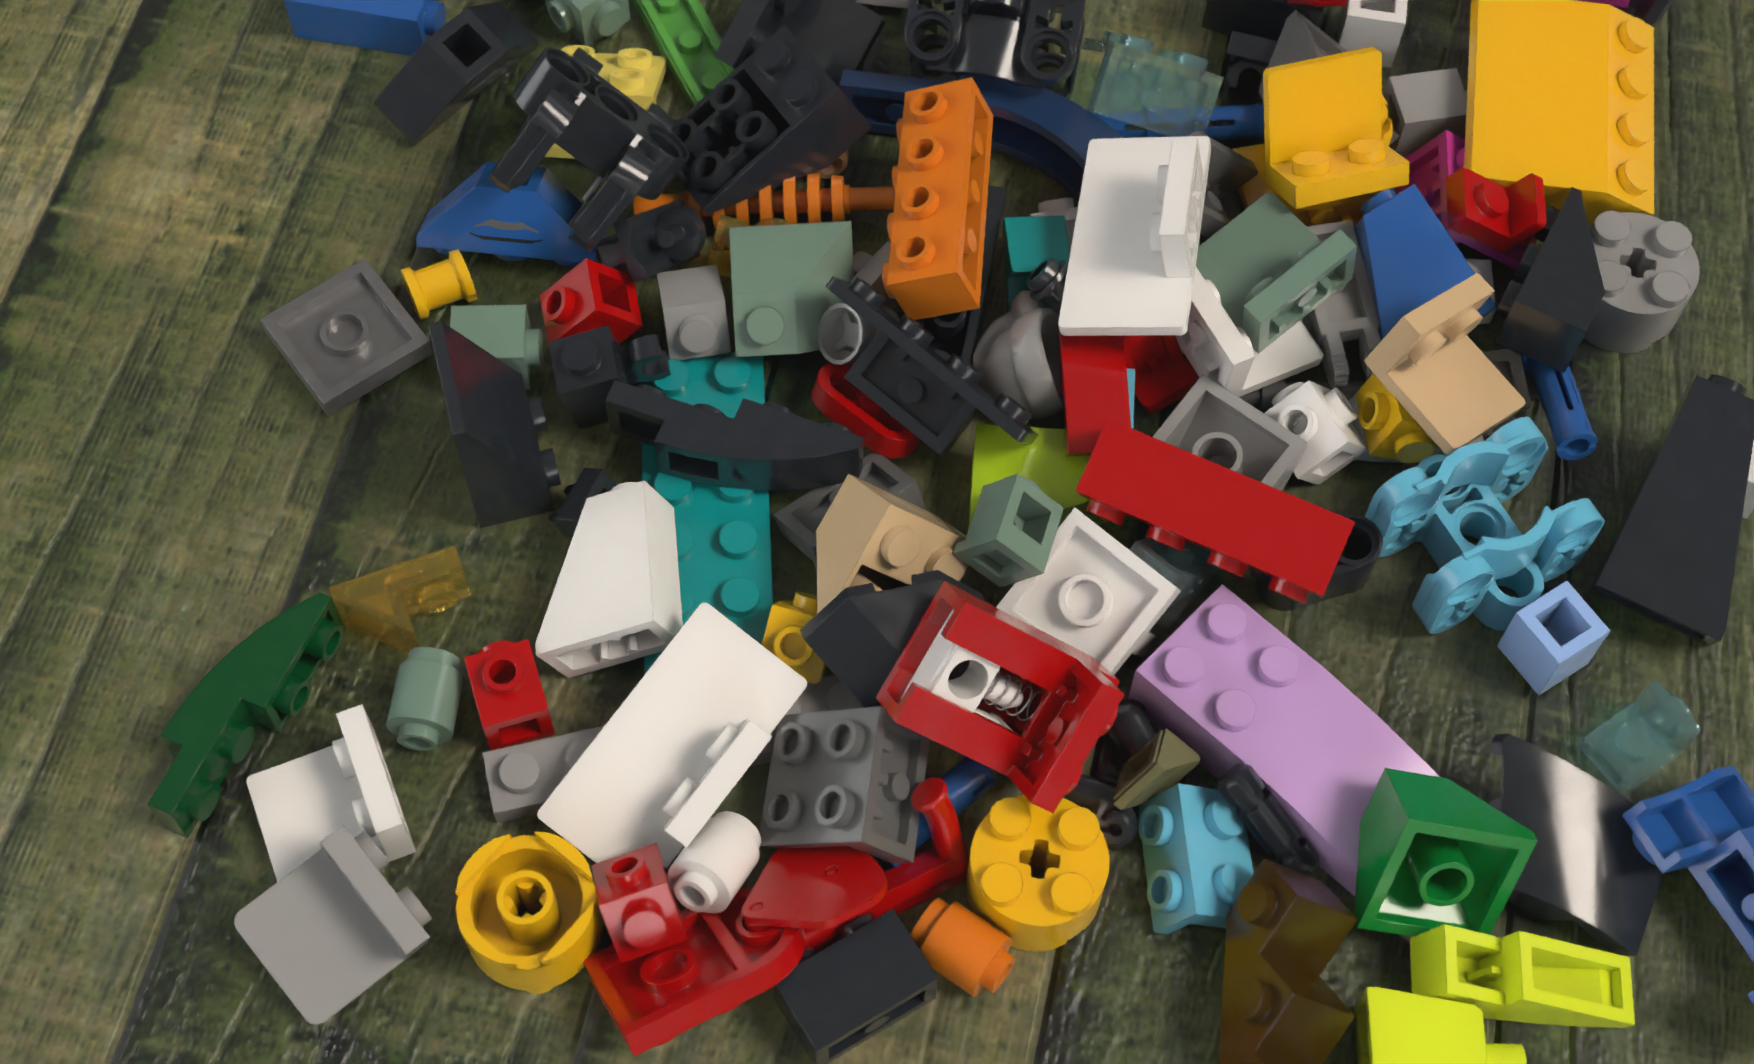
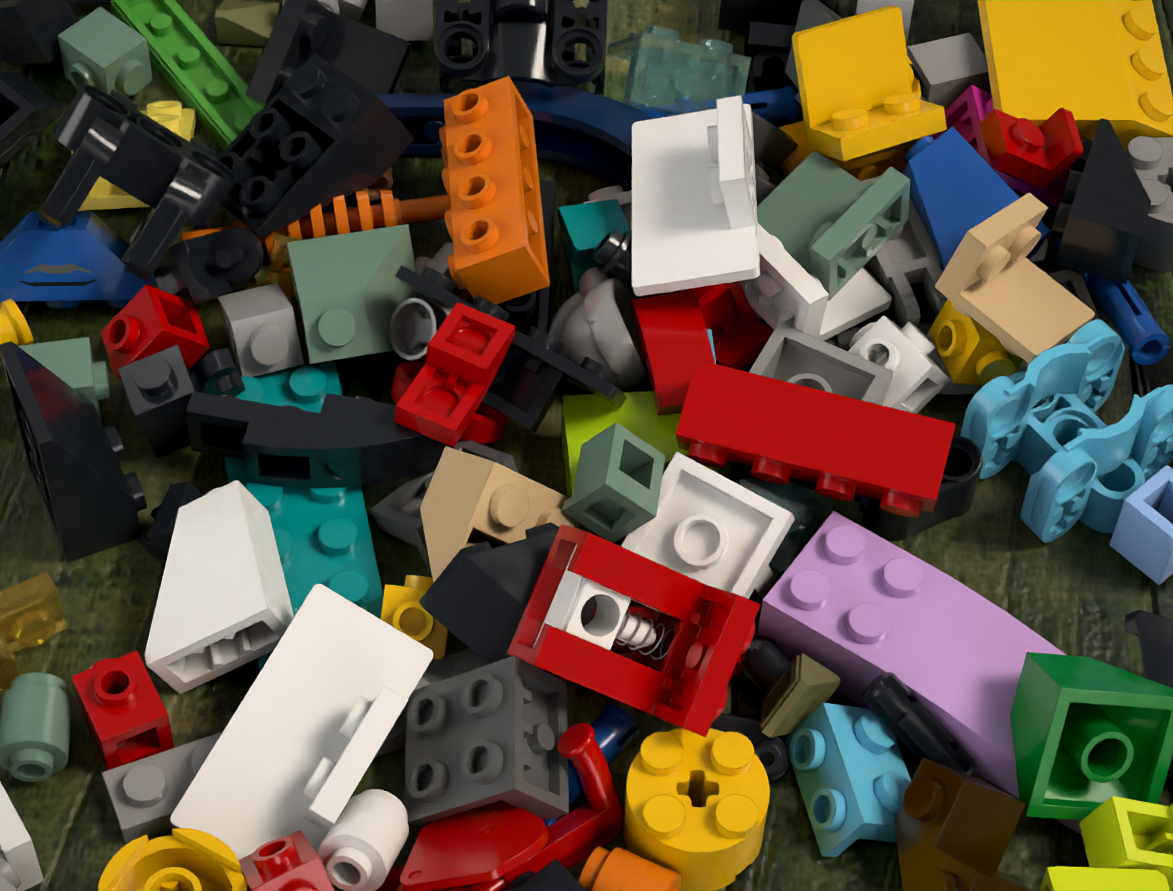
camera: 10 degrees left, 10 degrees down
(870, 398) = (456, 374): none -> red slope

